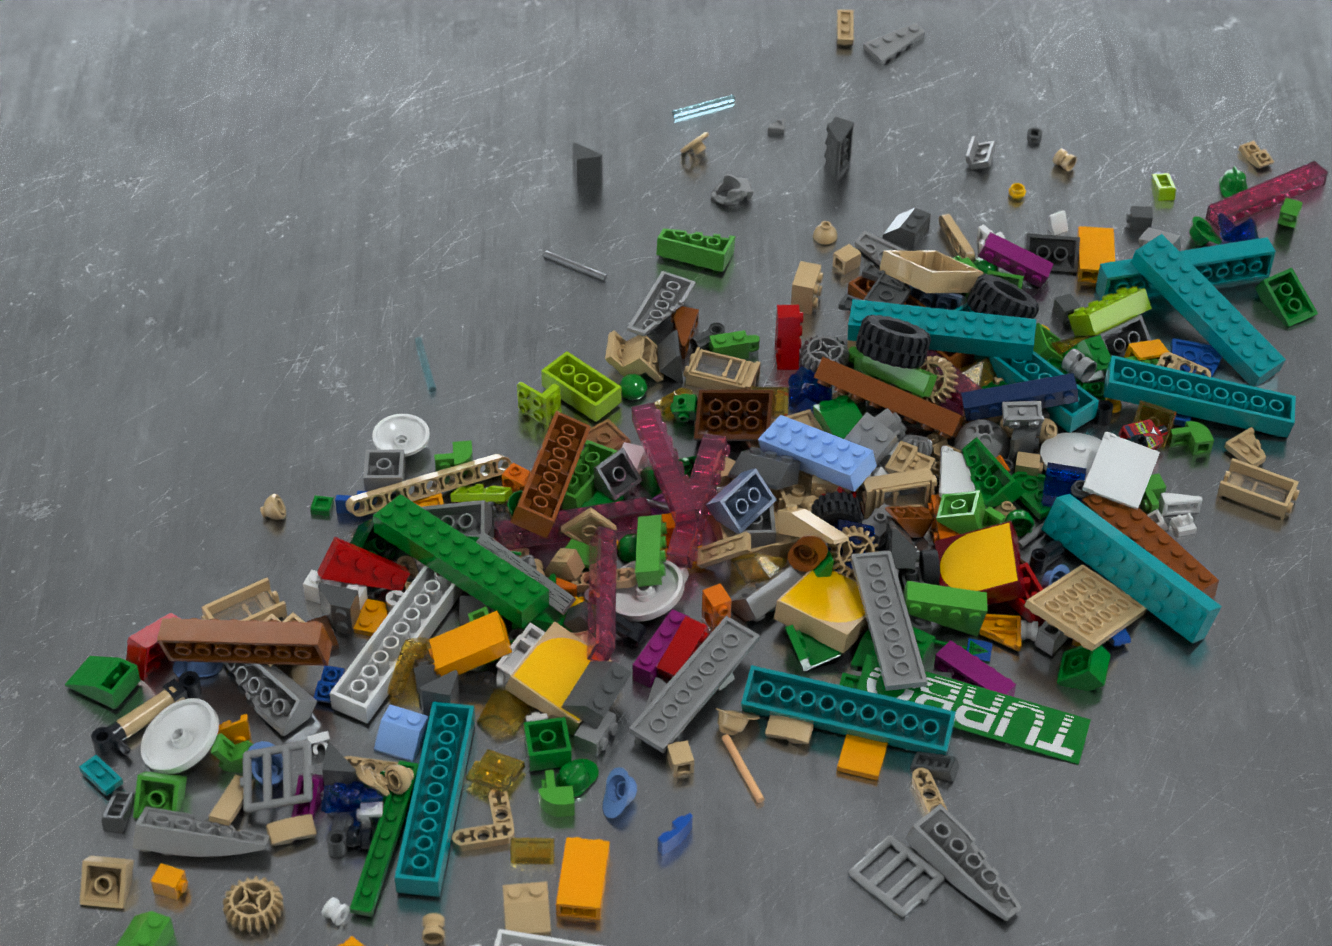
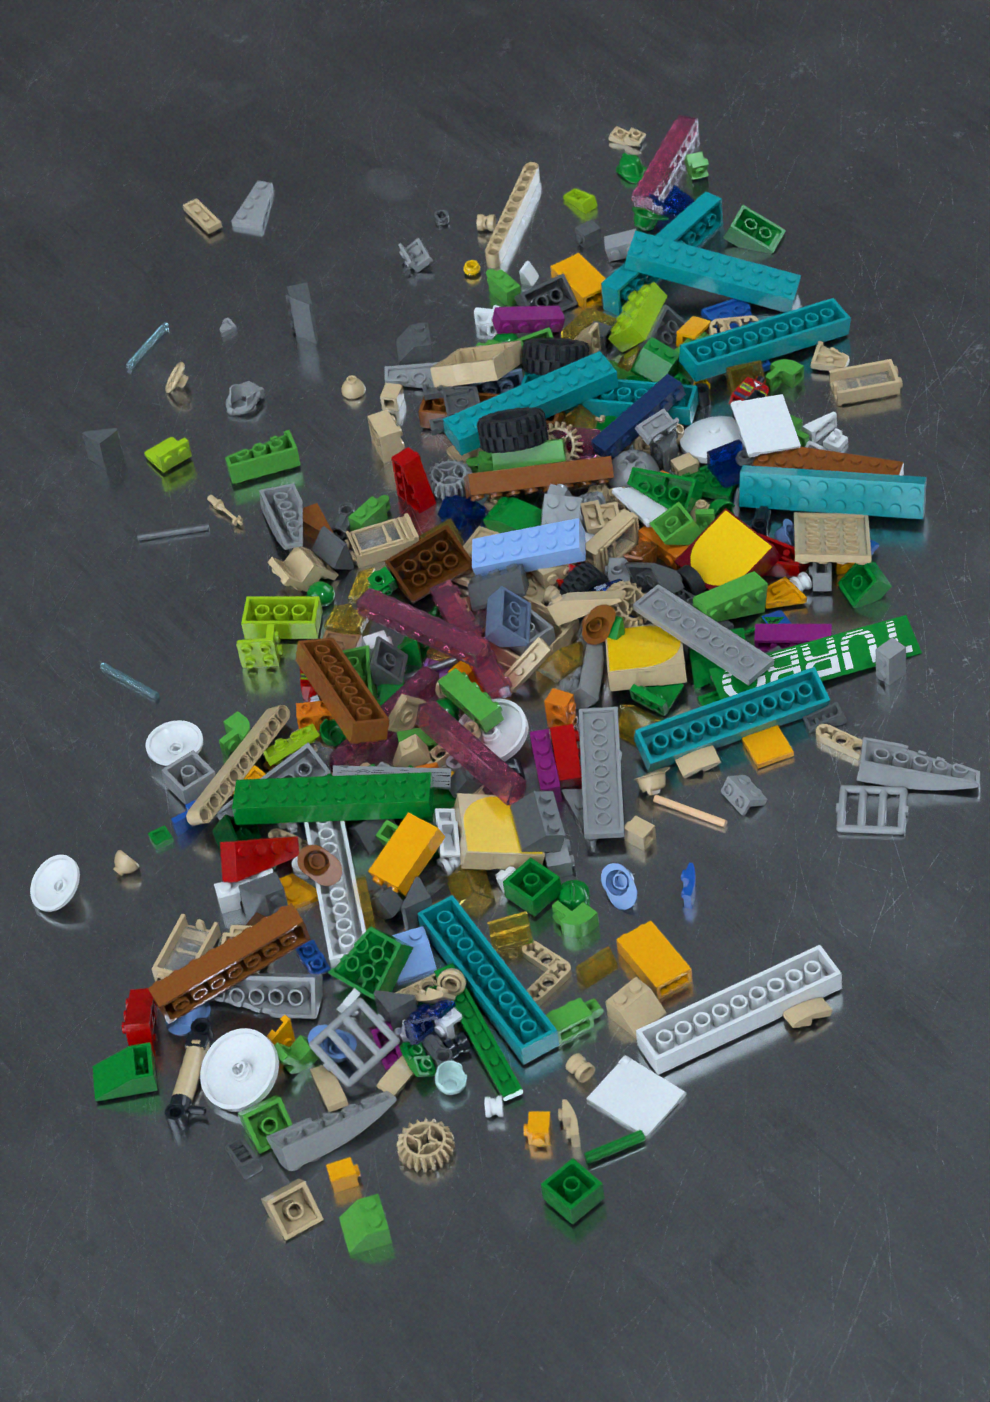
camera: 30 degrees left, 0 degrees up
(101, 775) = (201, 1141): teal plate -> none
(206, 489) = (55, 883): none -> white dish
(317, 828) = (417, 1060): none -> green slope
(326, 861) = (450, 1078): none -> light aqua hair
(358, 721) = (373, 962): none -> green wedge
(394, 607) = (319, 865): none -> dark orange piece
(469, 881) = (574, 1018): none -> bright green brick
(622, 421) = (345, 620): none -> clear yellow slope
(629, 265) = (219, 505): none -> tan piece
(631, 201) = (169, 453): none -> lime bracket
(772, 655) = (633, 718): none -> clear yellow slope
(800, 783) = (742, 793): none -> light grey bracket
(956, 237) = (445, 325): tan beam -> none
(1024, 220) = (503, 287): none -> bright green brick
(1034, 752) = (890, 661): none -> light grey brick
(1050, 309) = (592, 337): none -> tan slope
(1078, 290) = (586, 318): none -> clear yellow beam
(1081, 366) = (655, 369): light grey wheel -> none
(1092, 166) = (512, 215): none -> tan beam

